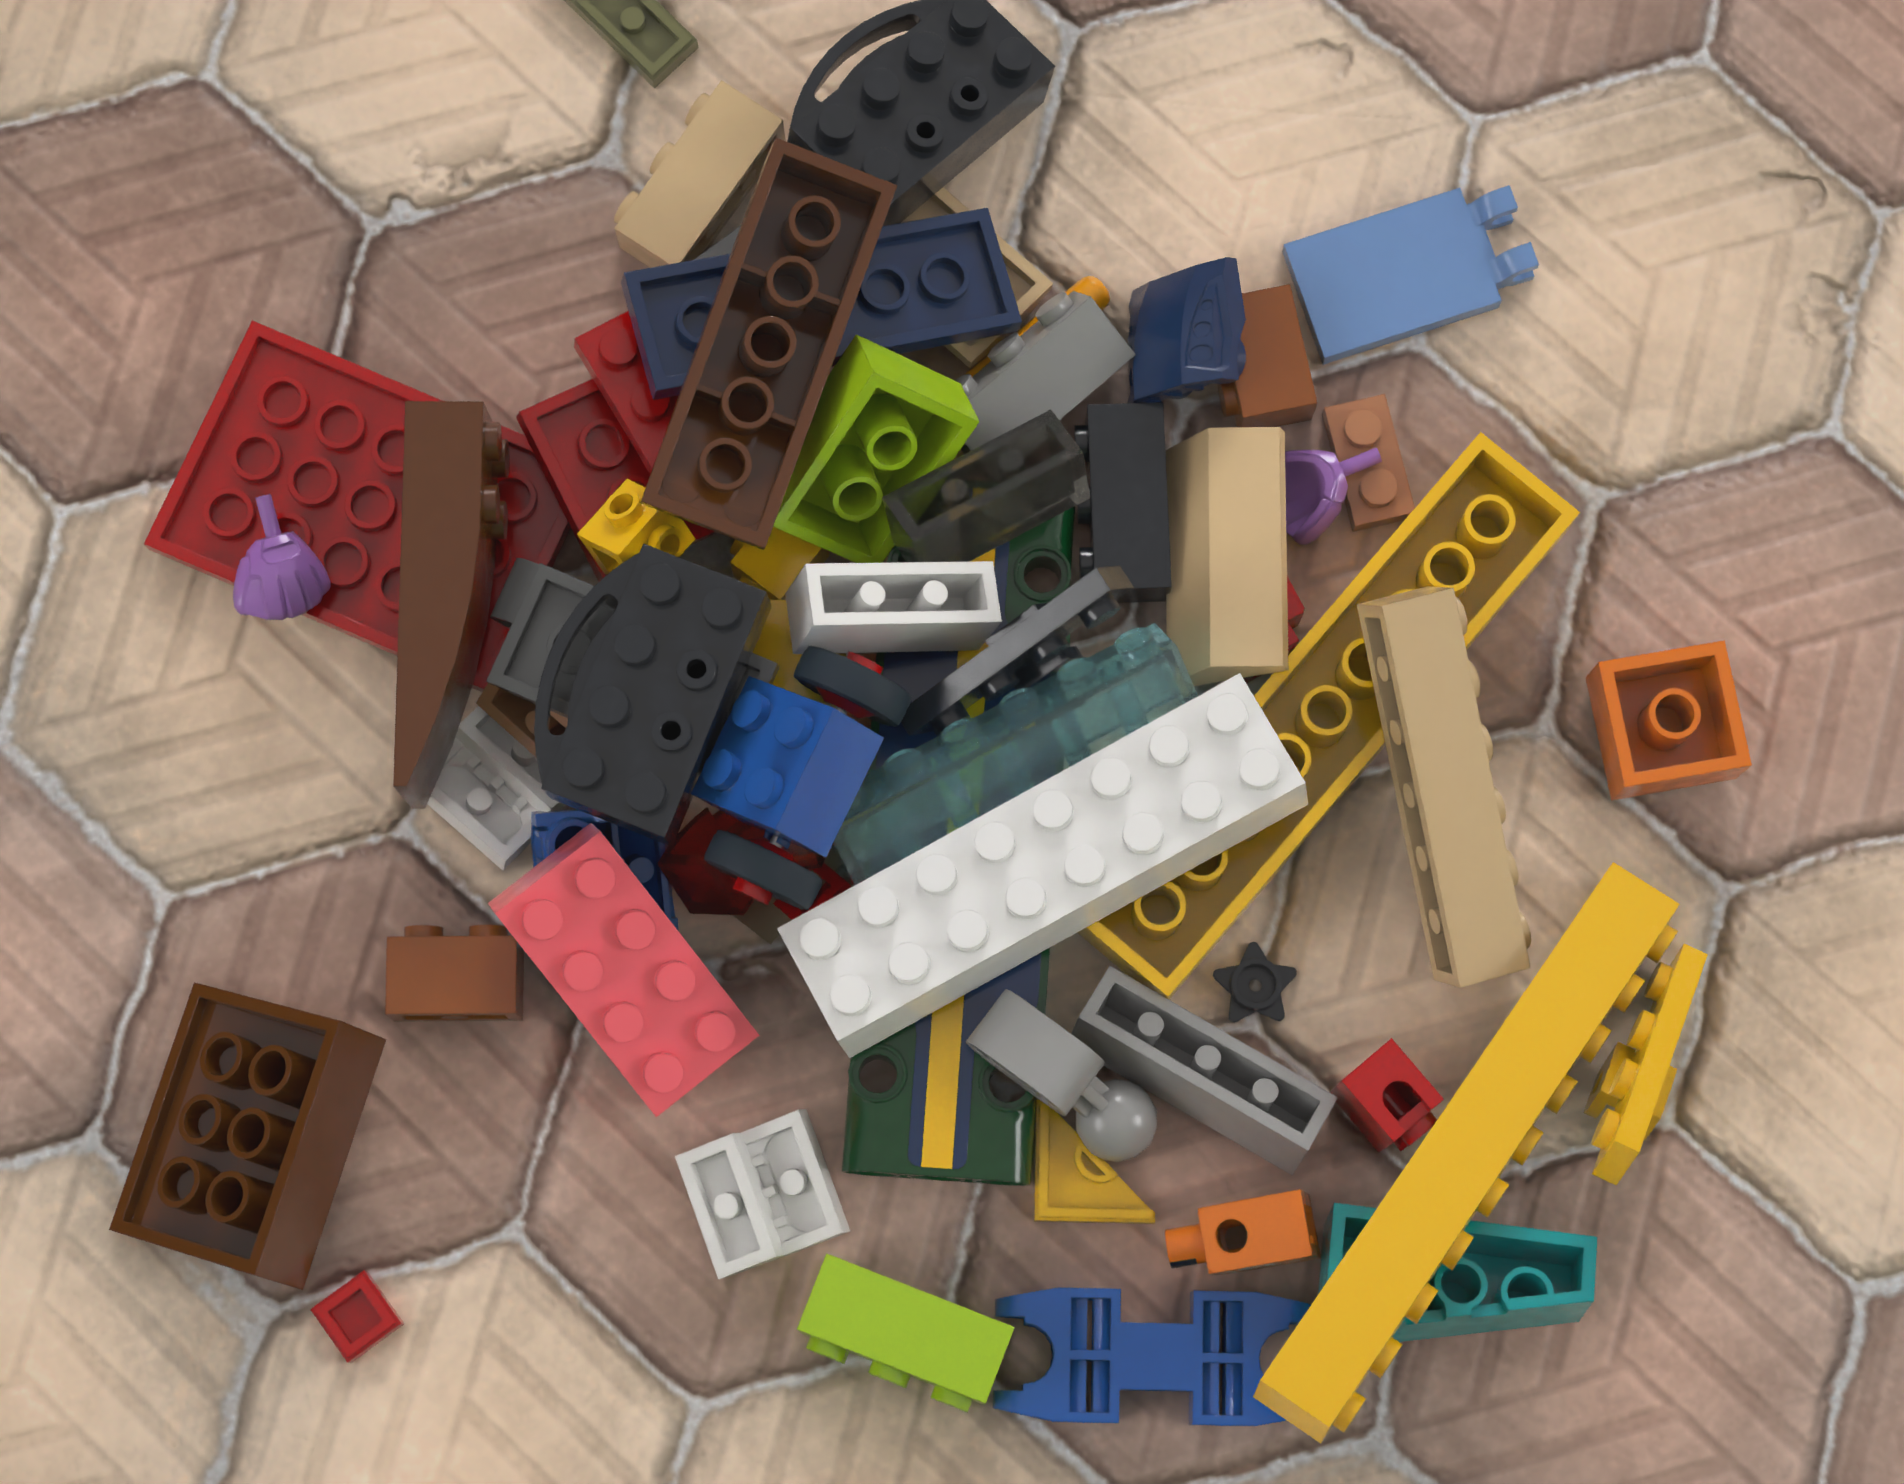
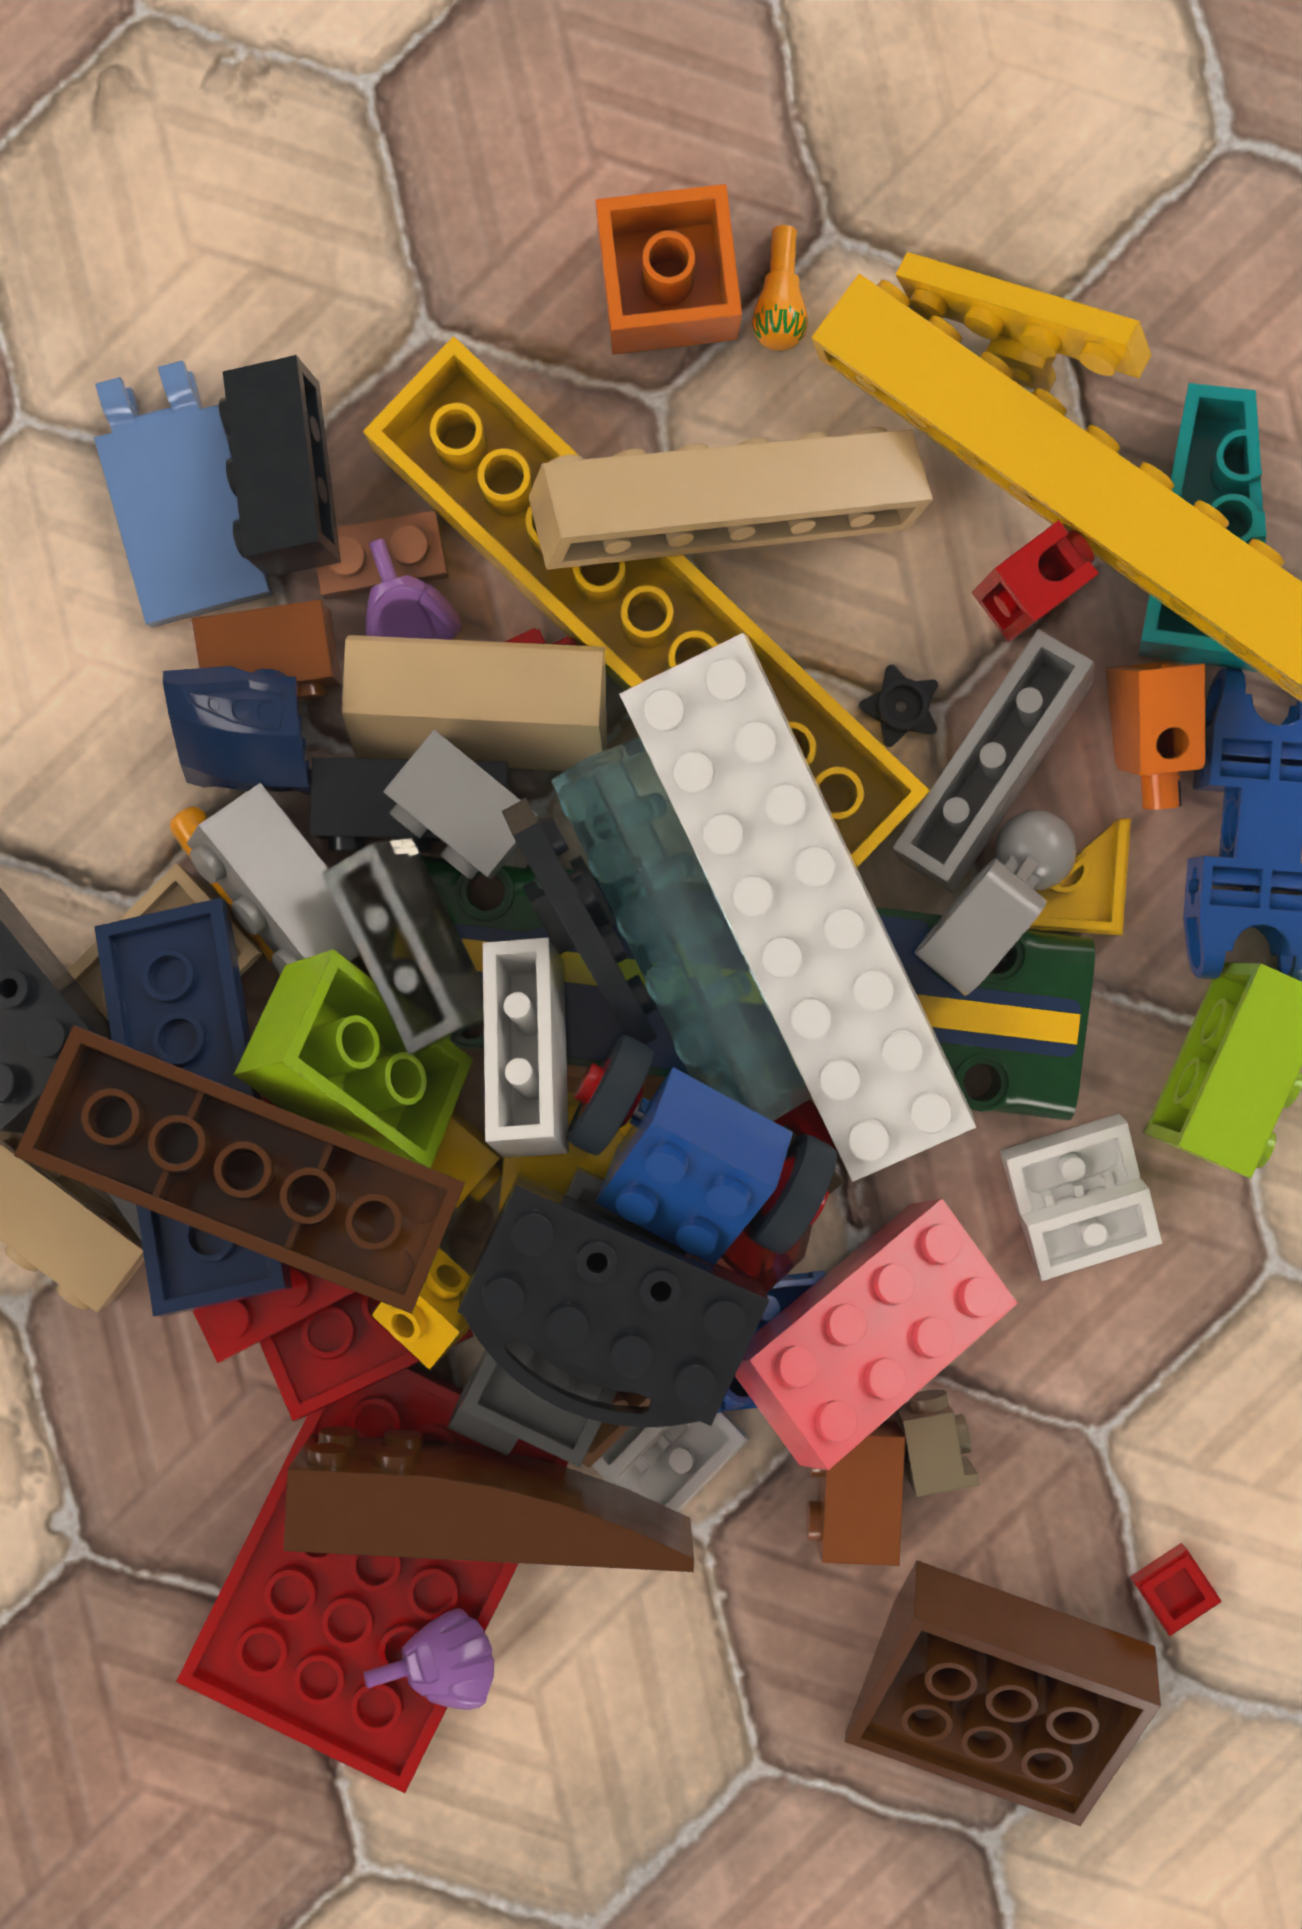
camera: 85 degrees left, 10 degrees up
(506, 1051) = (935, 1445): none -> dark tan brick
(1131, 529) = (456, 802): none -> light grey brick
(1443, 360) = (279, 467): none -> black brick
(1640, 839) = (780, 312): none -> light orange piece

